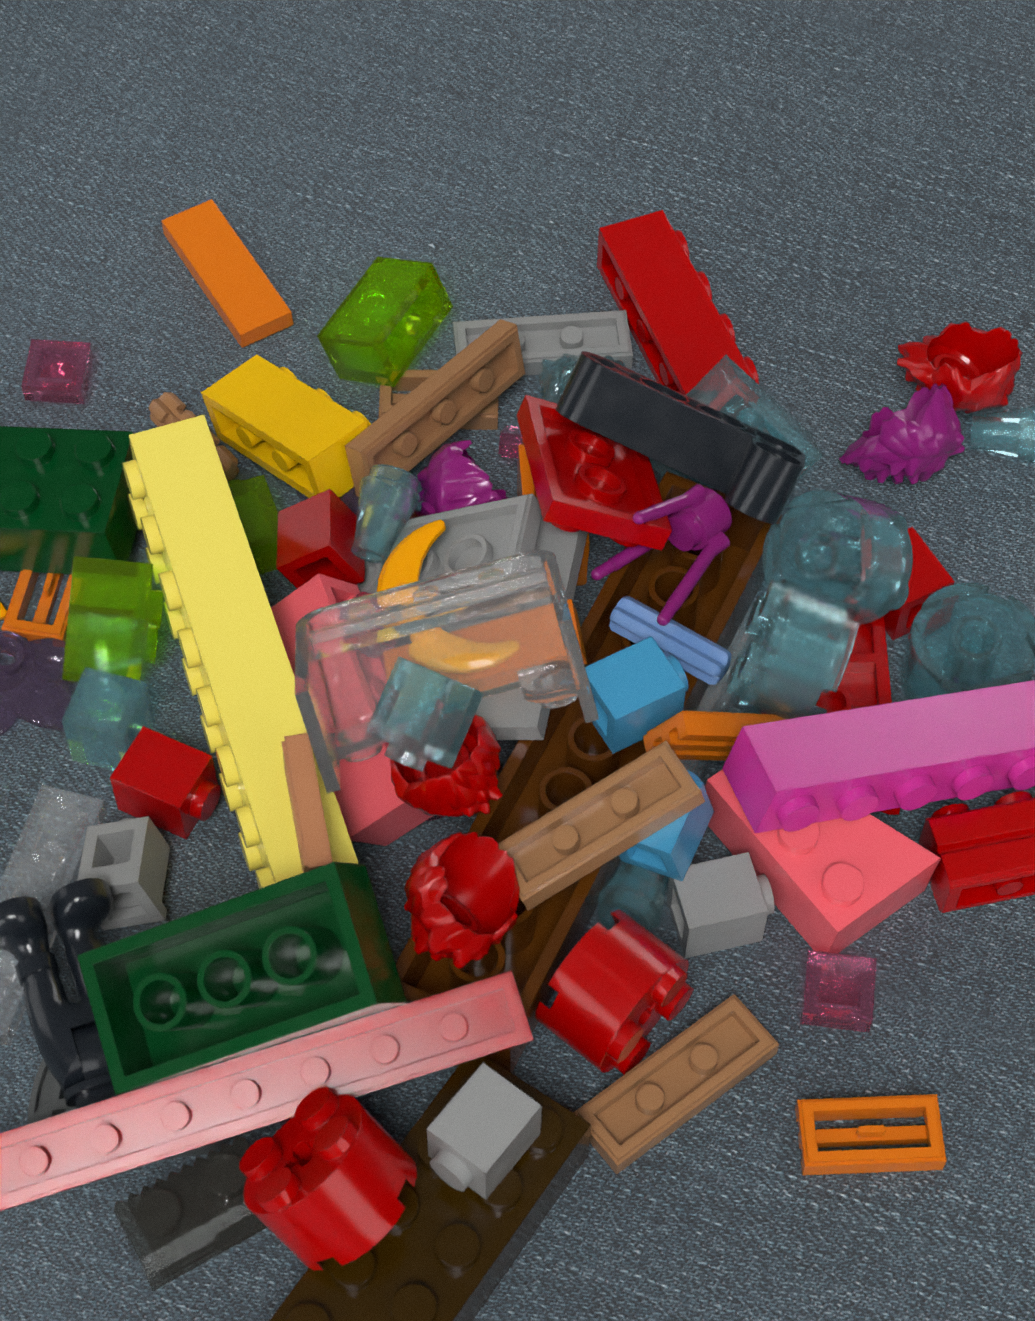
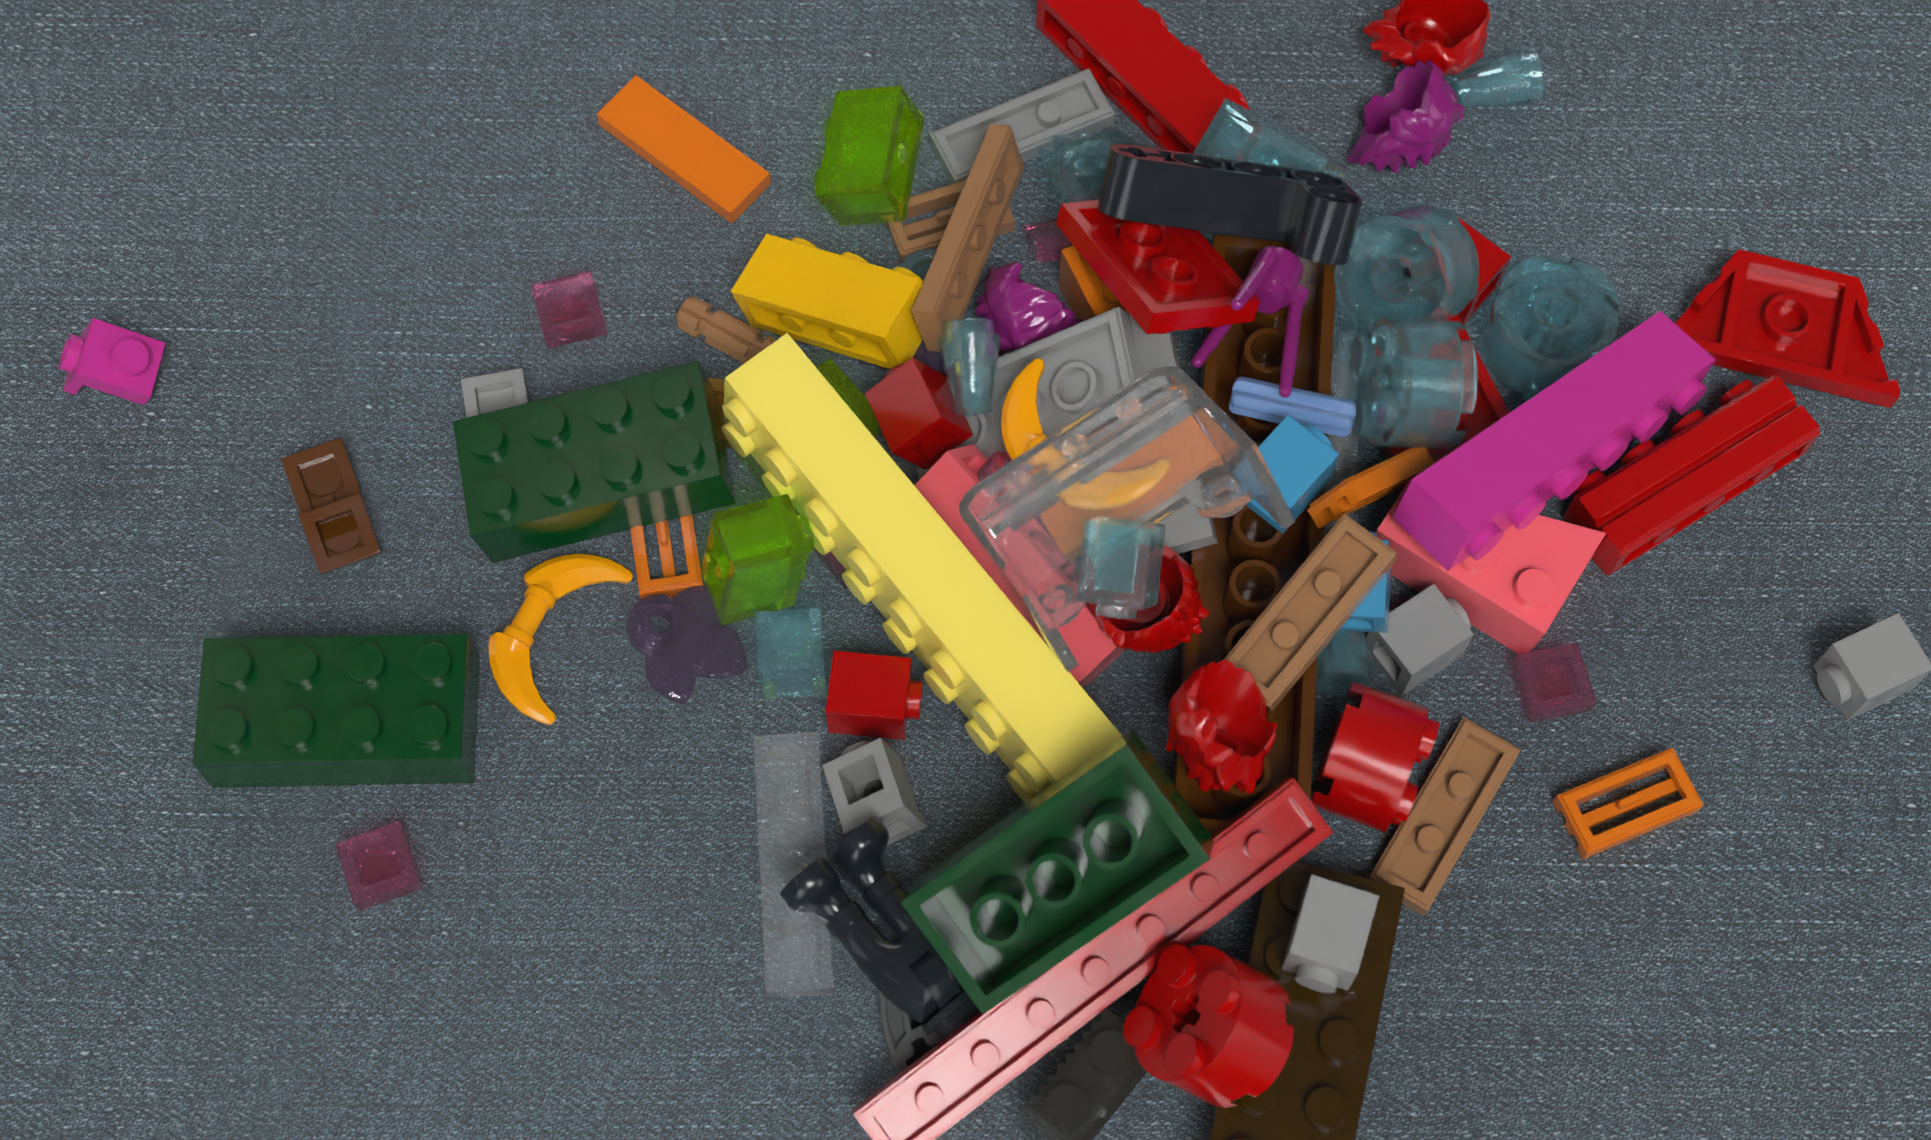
camera: 20 degrees left, 10 degrees up
(306, 802) = (1057, 695): nougat tile -> none

